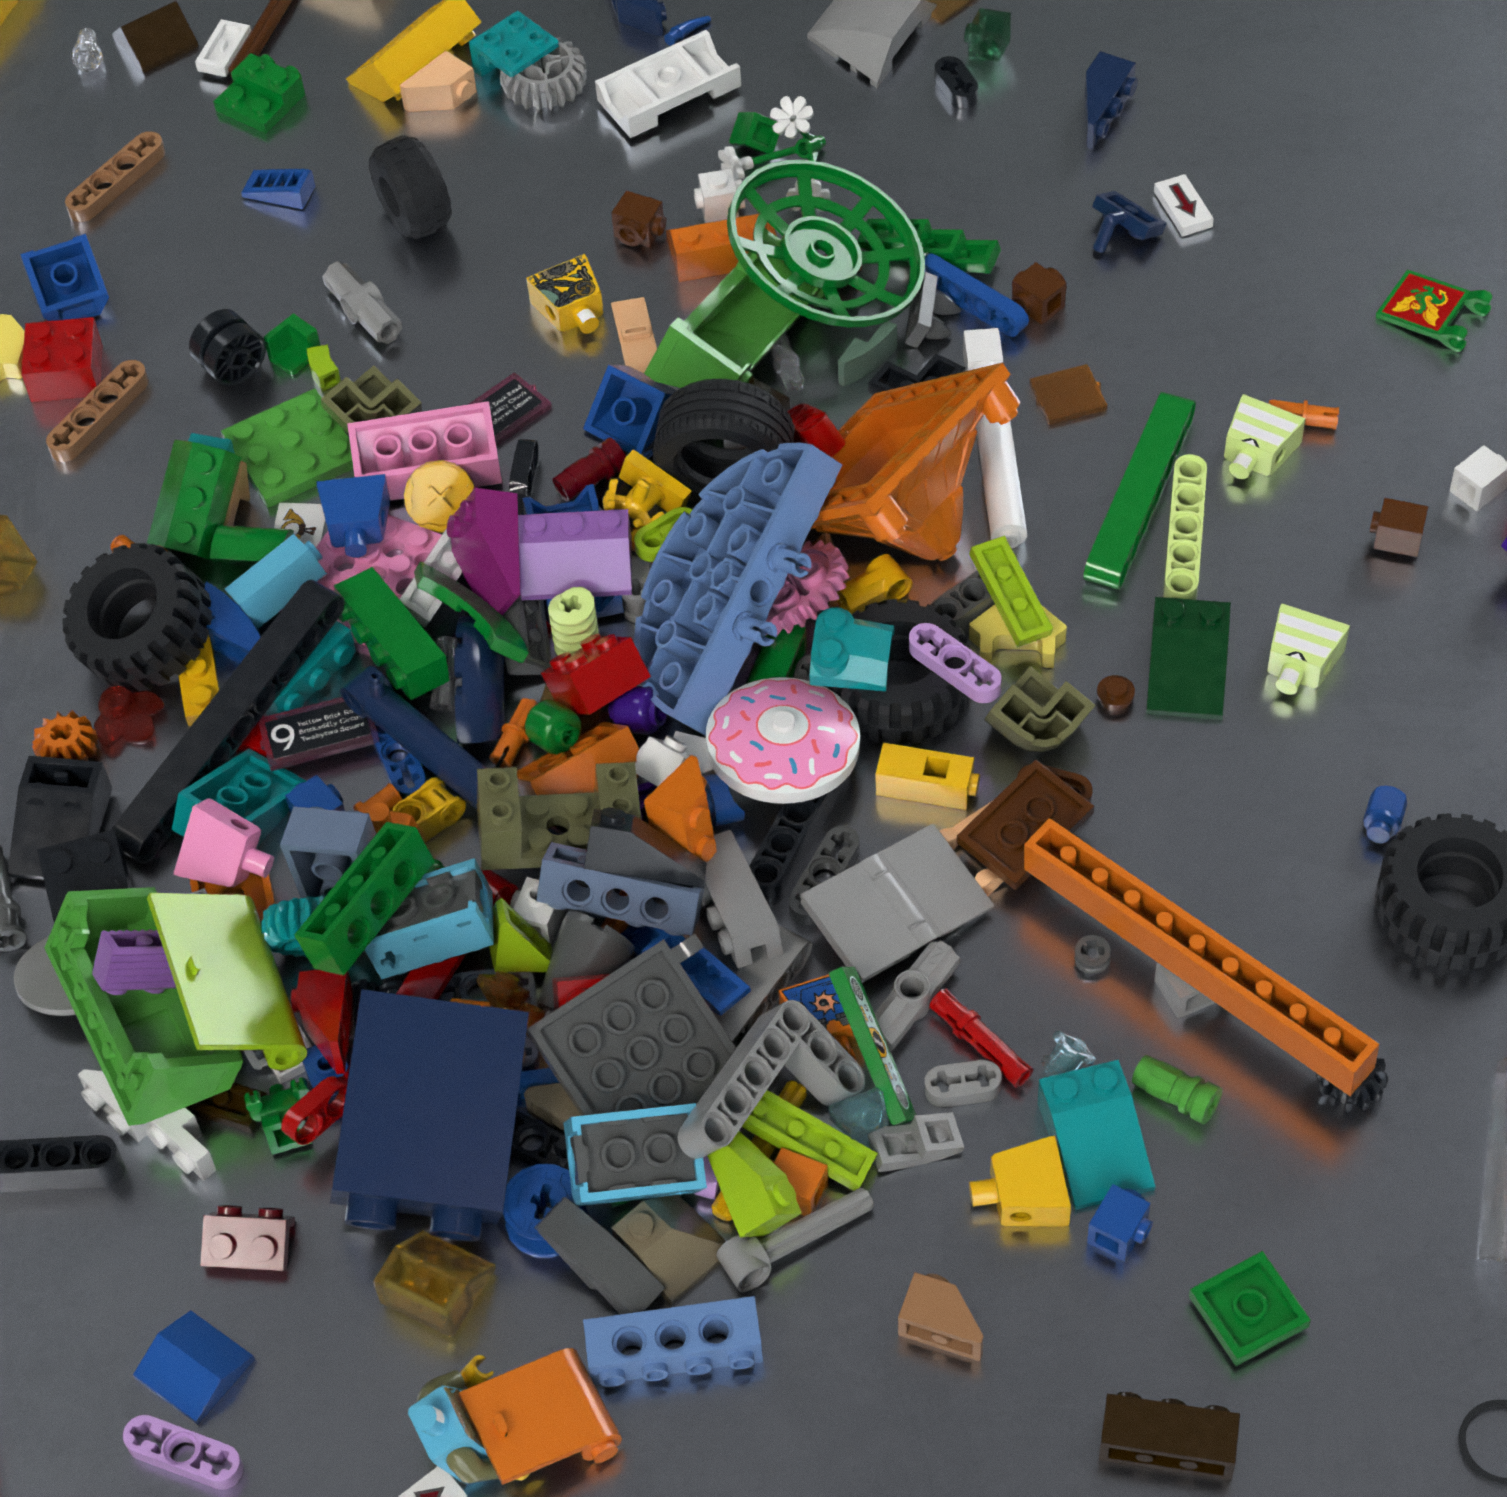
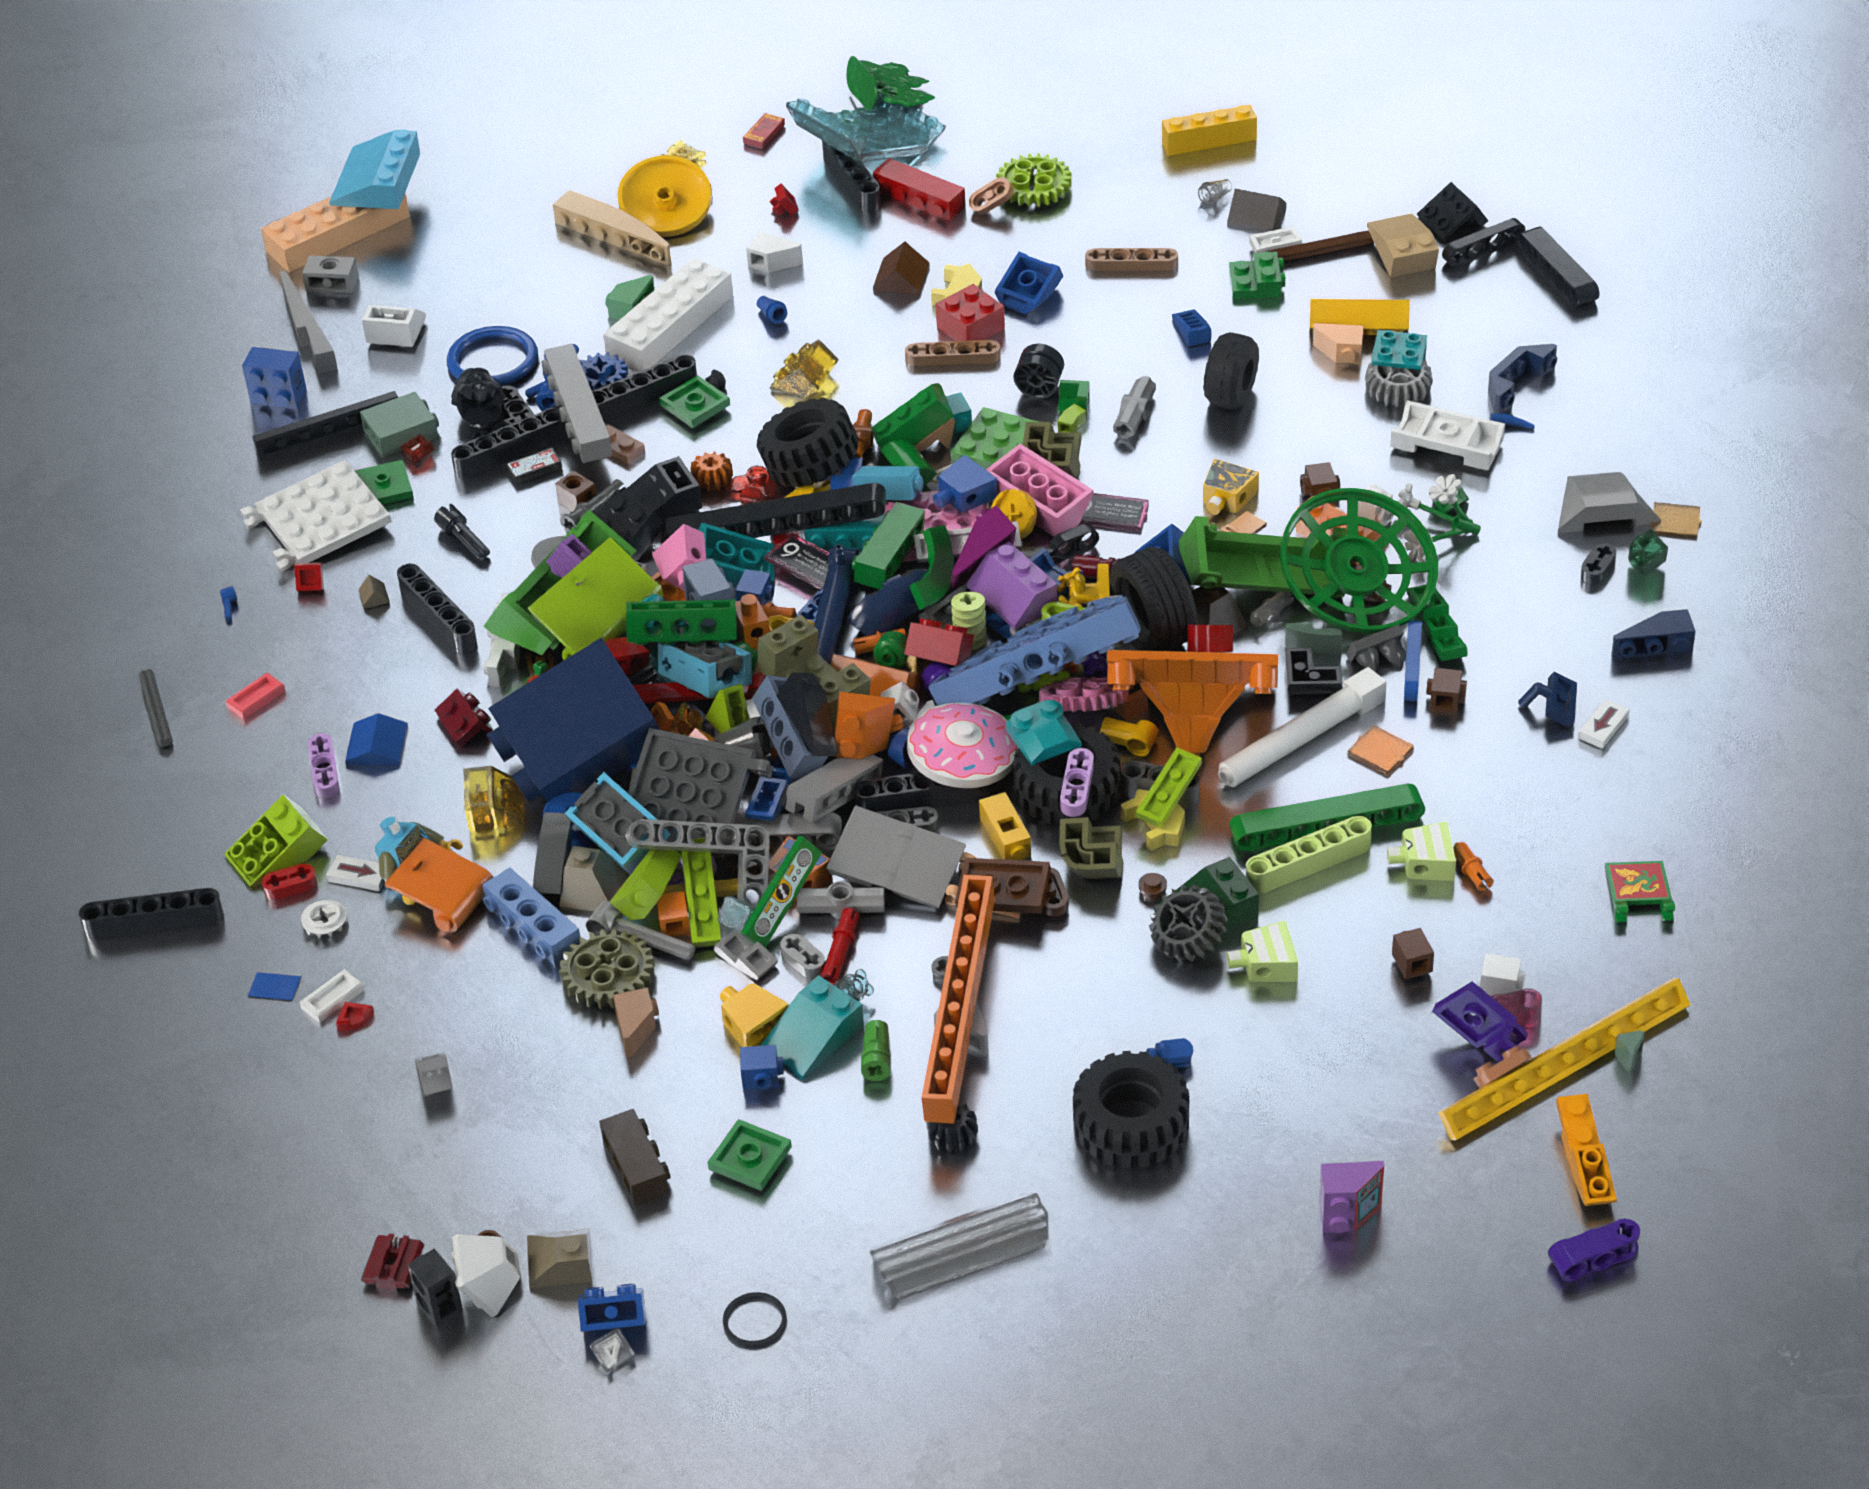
camera: 55 degrees right, 10 degrees down
(869, 1298) = (606, 967): none -> olive gear
(1235, 688) = (1175, 936): none -> dark grey gear

